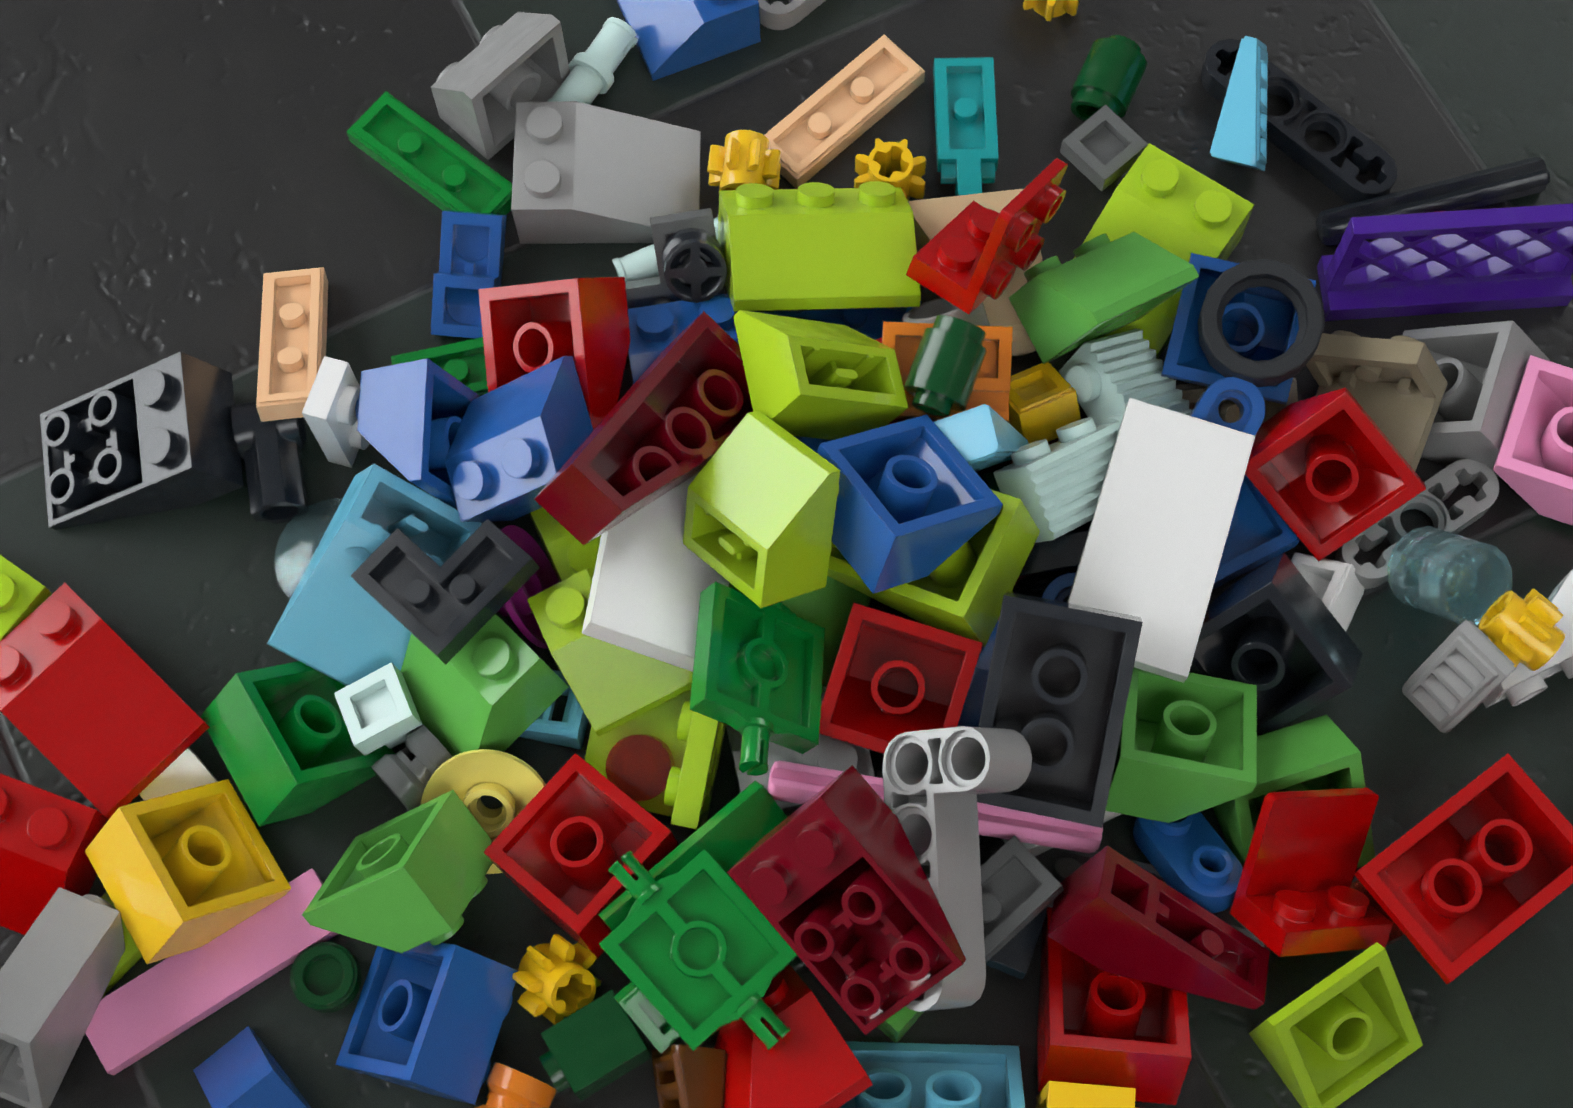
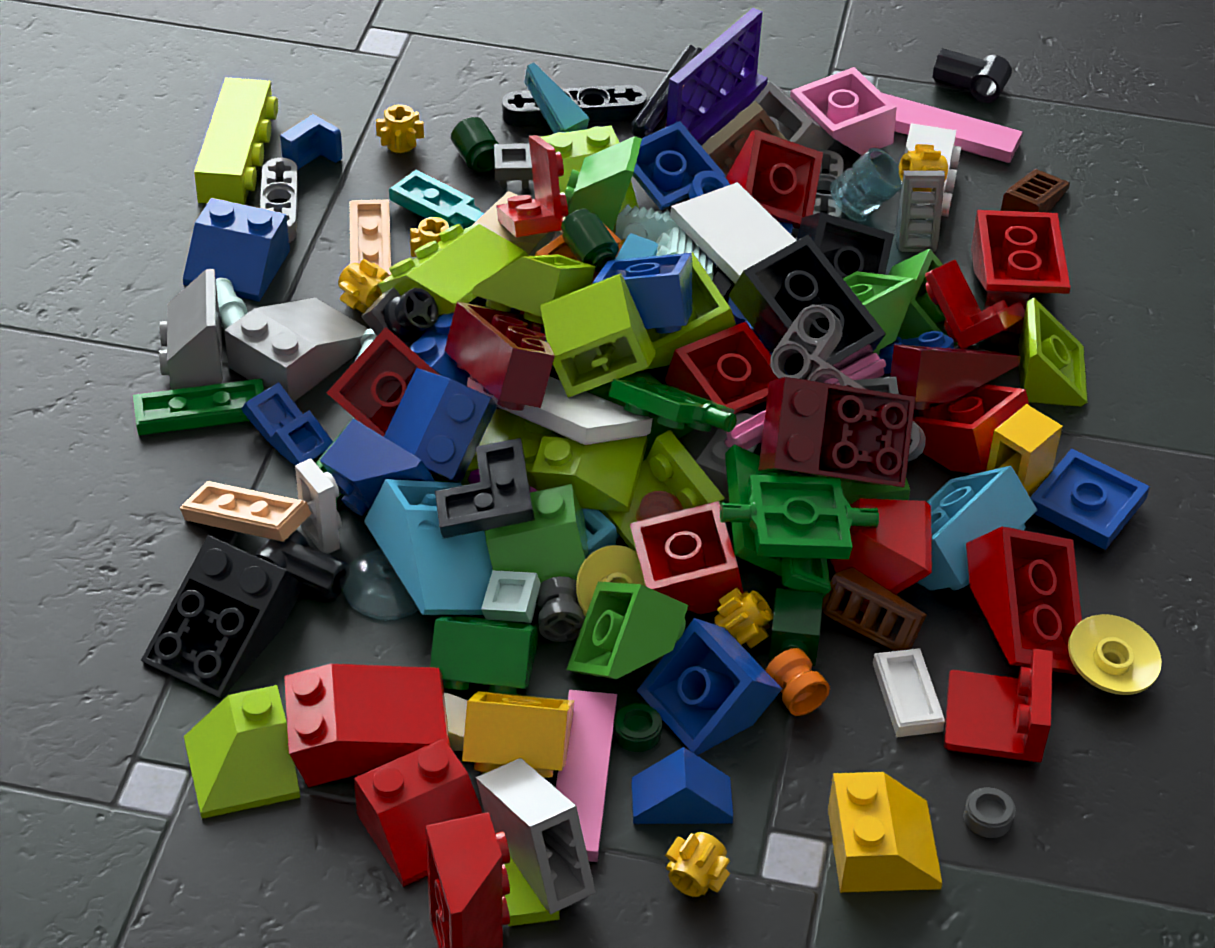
camera: 55 degrees left, 25 degrees down
(1277, 277) = (685, 123): black tyre -> none

